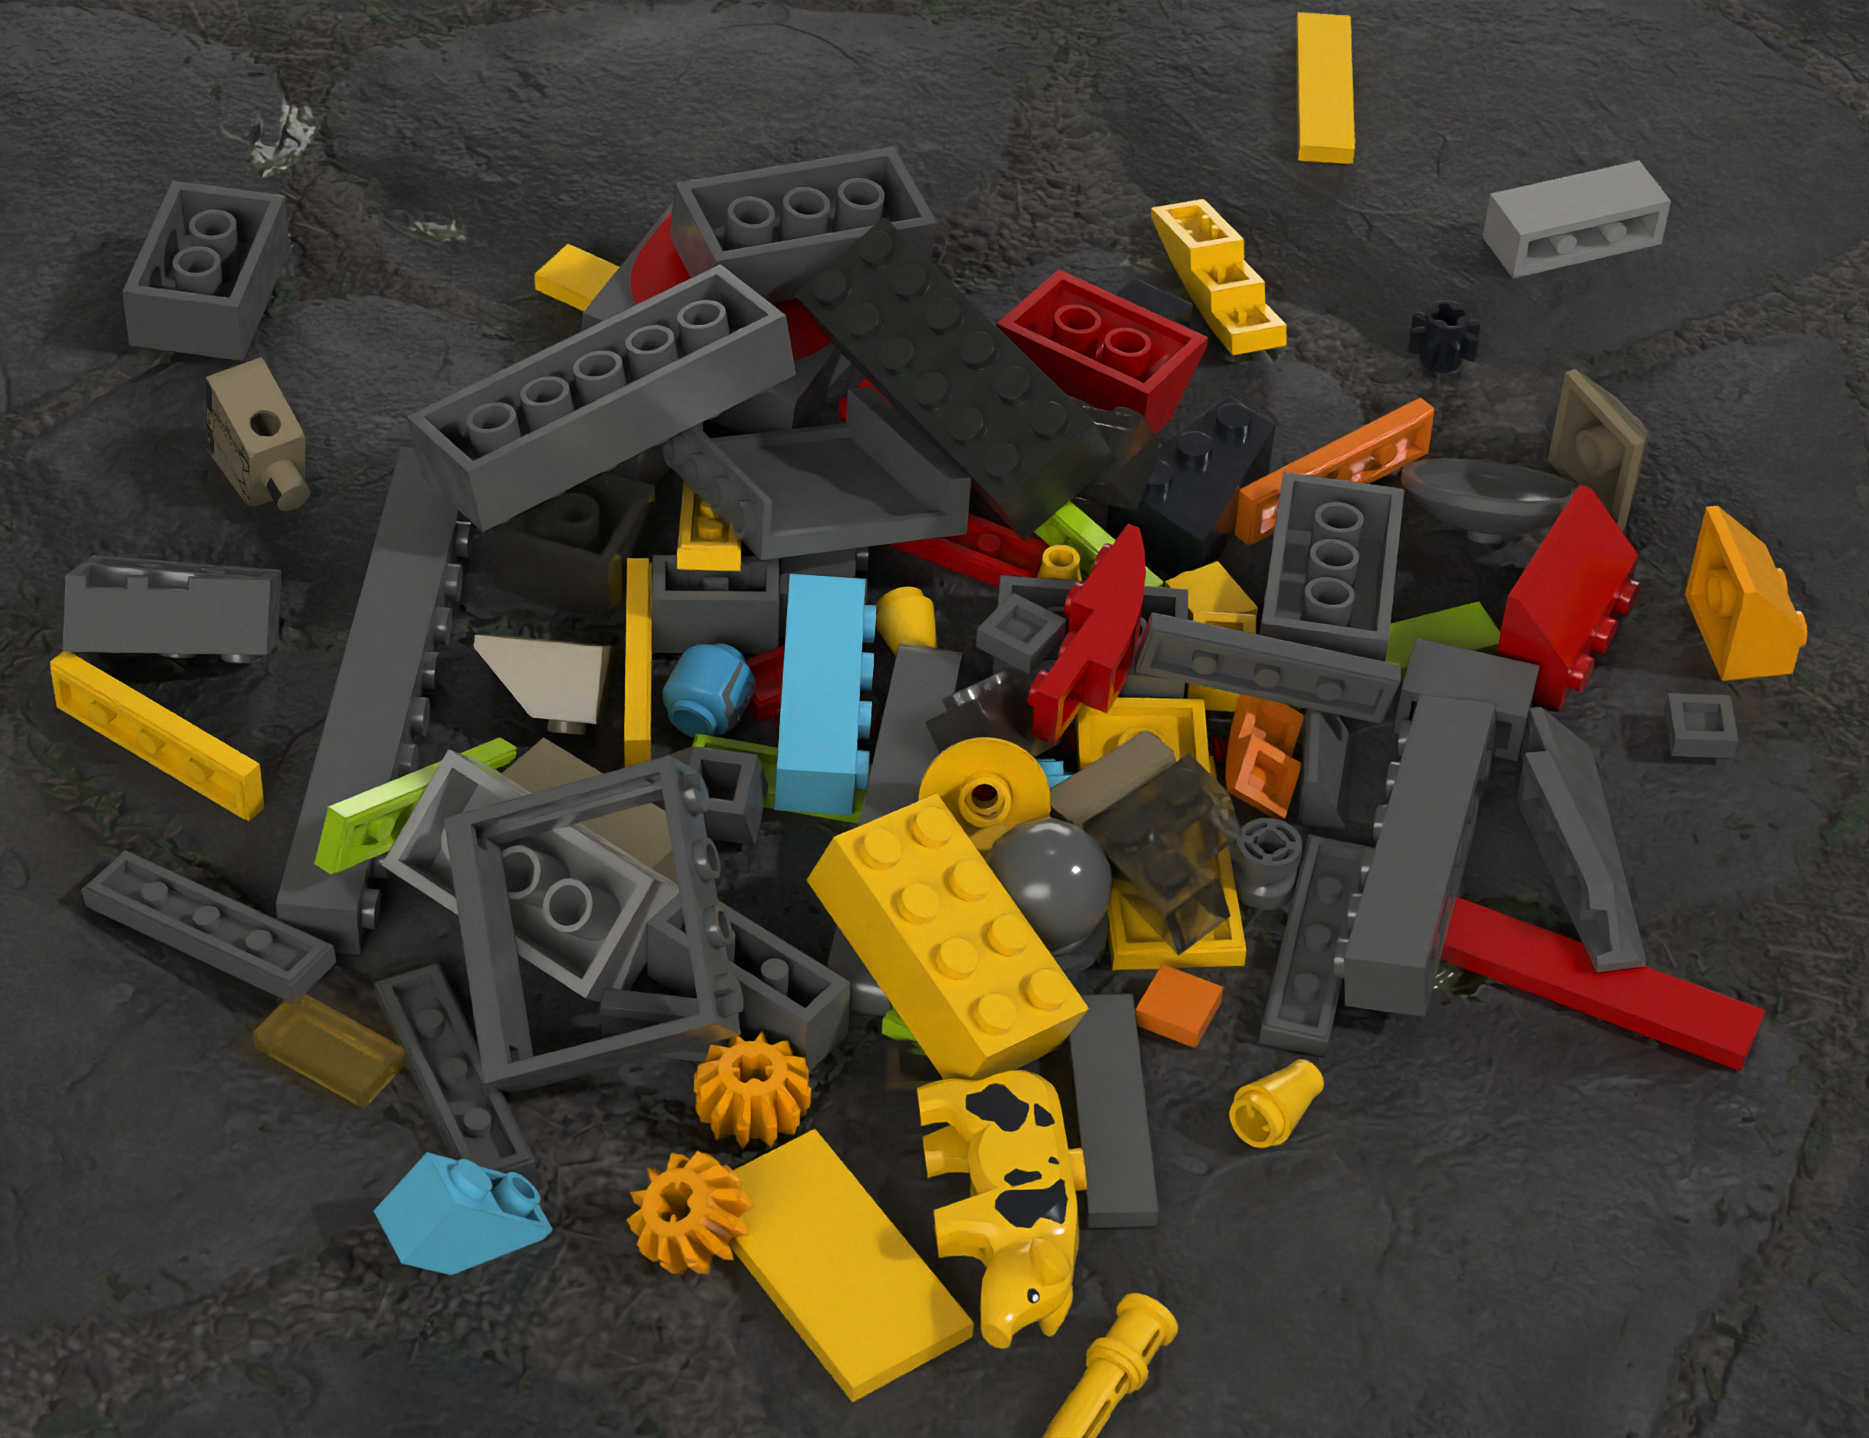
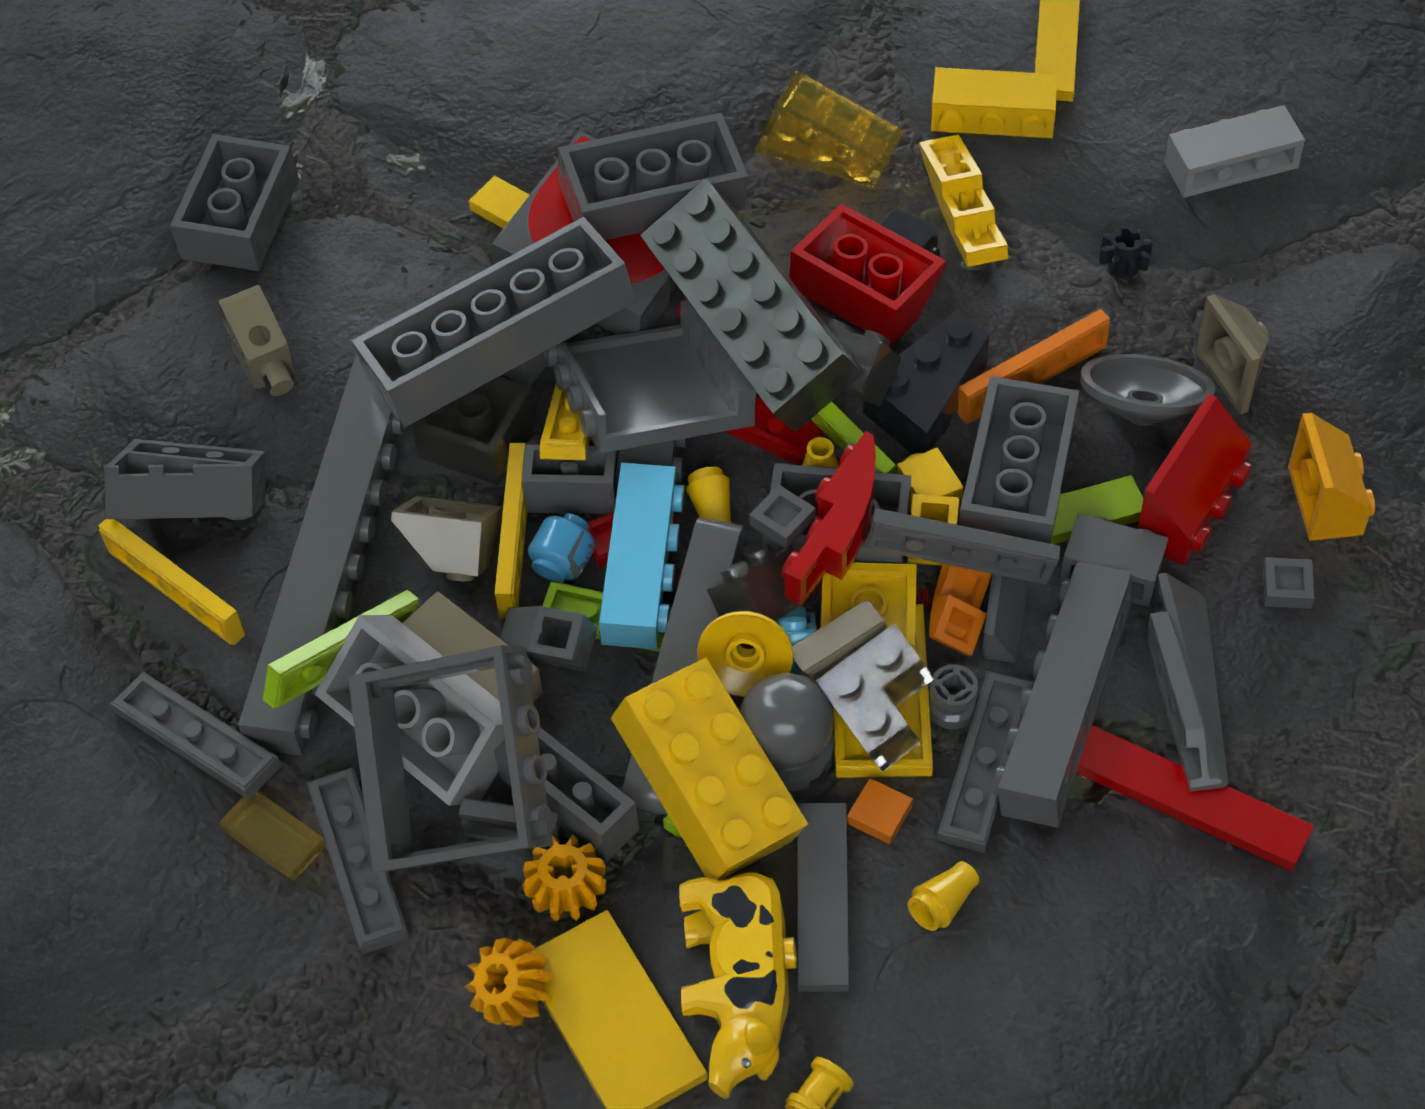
camera: 10 degrees right, 10 degrees up
(460, 1215) = (349, 976): medium azure slope -> none
(1028, 192) = (828, 133): none -> clear yellow wedge
(1249, 160) = (994, 102): none -> yellow brick

